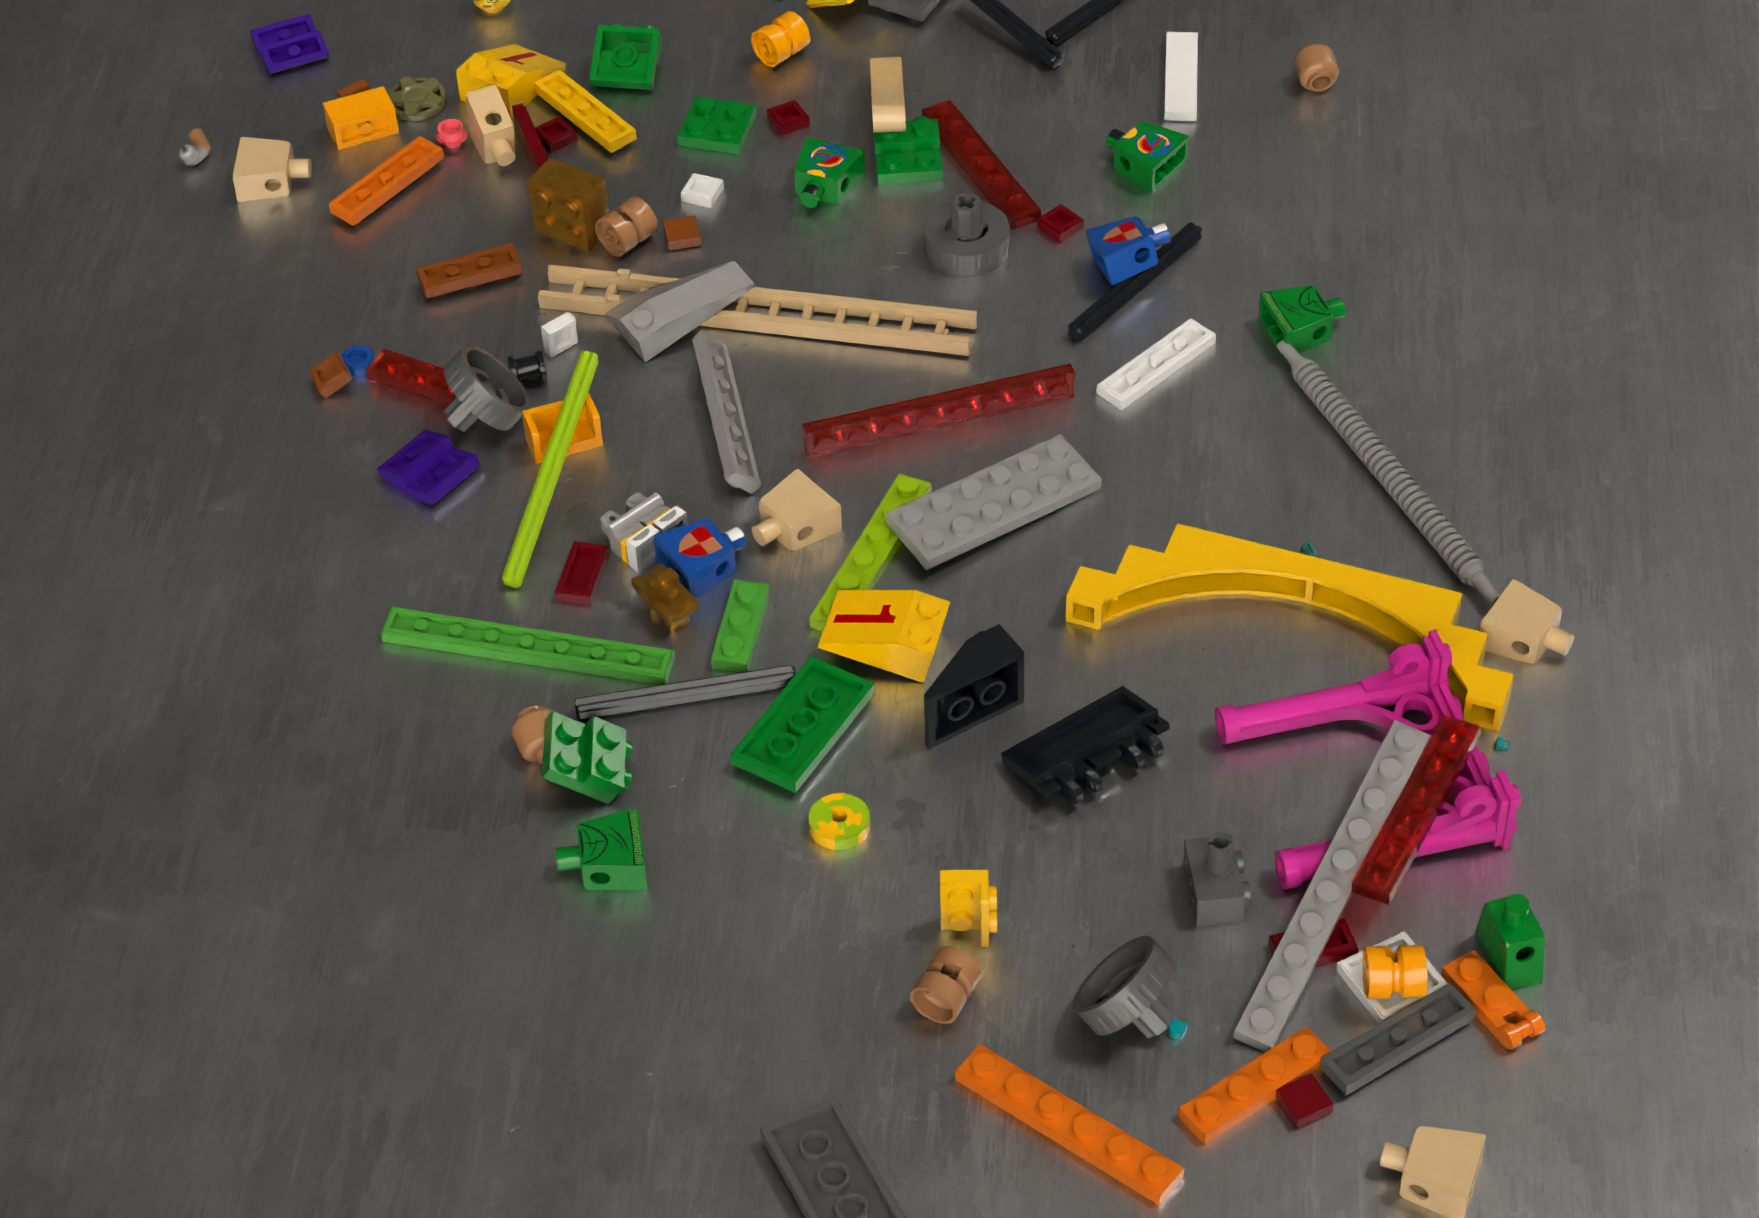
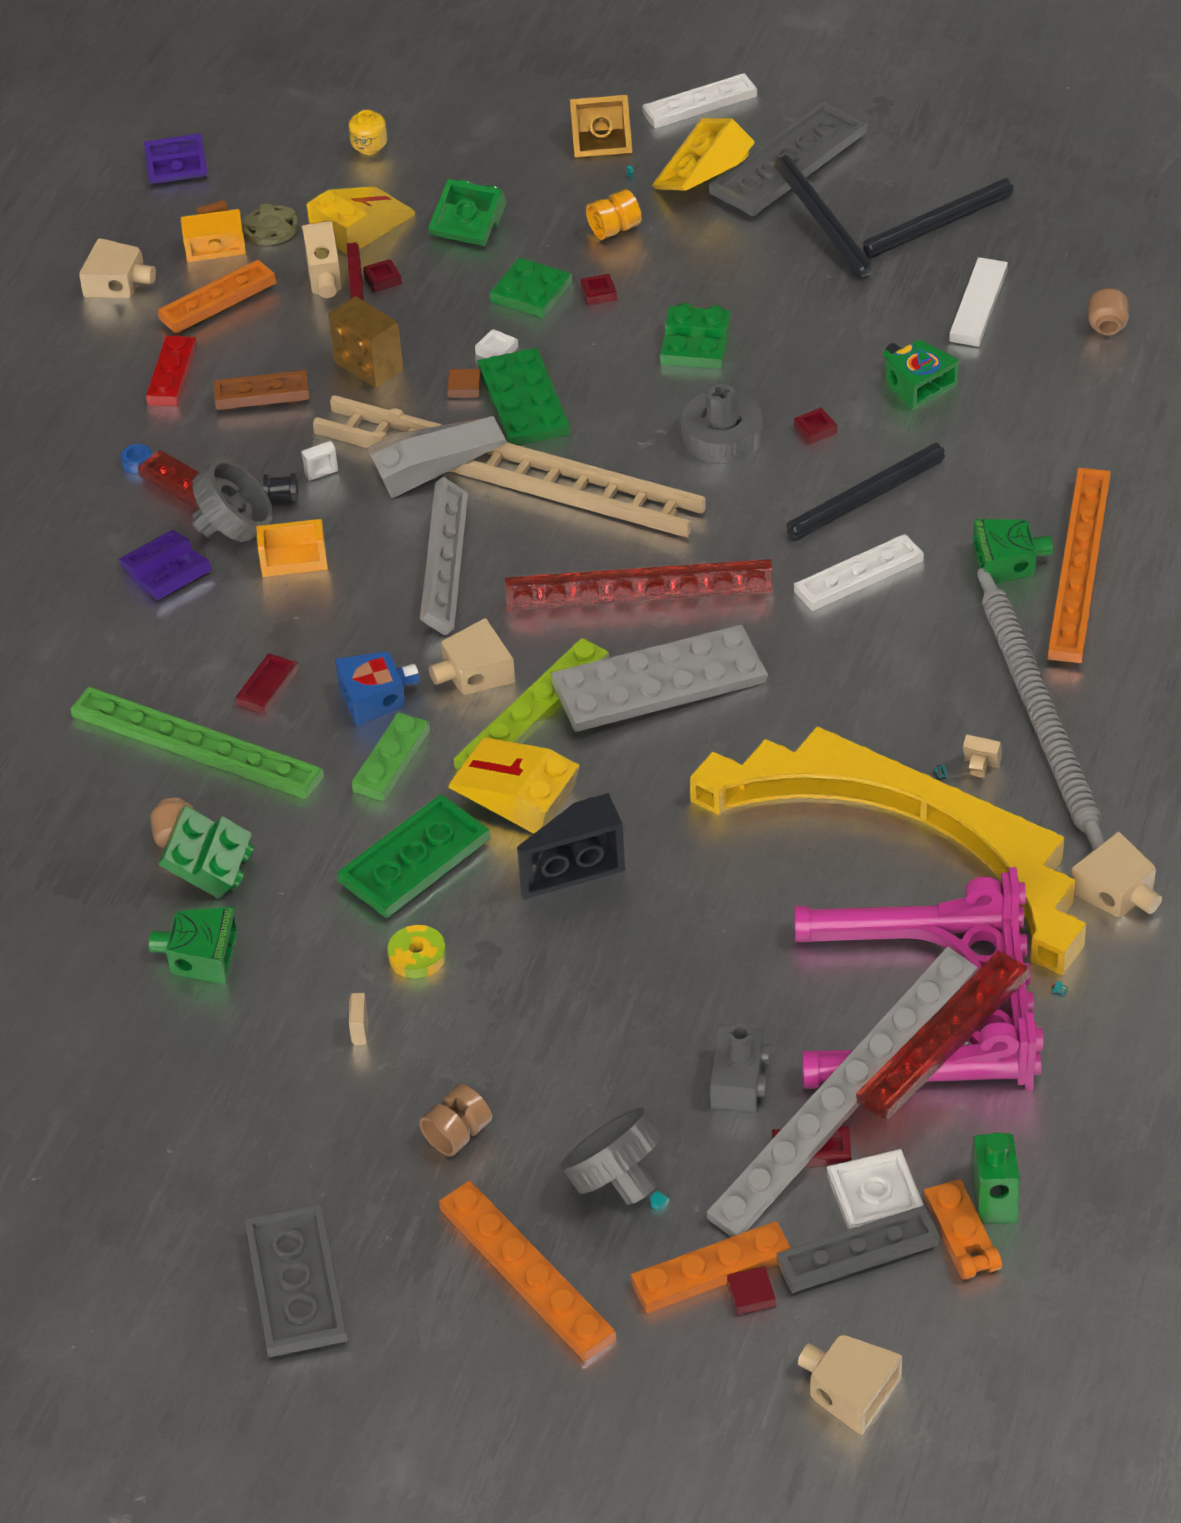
camera: 15 degrees right, 0 degrees up
(198, 150) = (66, 243): arm -> none
(331, 374) = (107, 466): dark orange tile -> none
(363, 265) = (171, 371): none -> red plate
(451, 133) = (289, 261): coral plate -> none
(550, 470) = (264, 583): lime axle -> none
(585, 111) = (415, 257): yellow plate -> none
(626, 226) = (414, 369): medium nougat wheel -> none
(633, 532) = (319, 651): light grey hips -> none
(666, 596) = (330, 717): pearl gold hips -> none
(683, 692) = (317, 808): axle -> none
(750, 236) = (523, 397): none -> green plate
(806, 900) = (358, 1019): none -> tan tile
(827, 172) = (613, 346): green torso -> none
(887, 94) = (689, 280): tan beam -> none
(968, 902) = (498, 1047): yellow bracket -> none
(983, 165) = (761, 360): clear red plate -> none
(1092, 735) = (671, 914): black hinge -> none
(1125, 247) = (863, 457): blue torso -> none
(1346, 524) = (980, 754): none -> tan tile
(1376, 323) = (1079, 566): none -> orange plate
(1394, 971) = (869, 1185): light orange wheel -> none

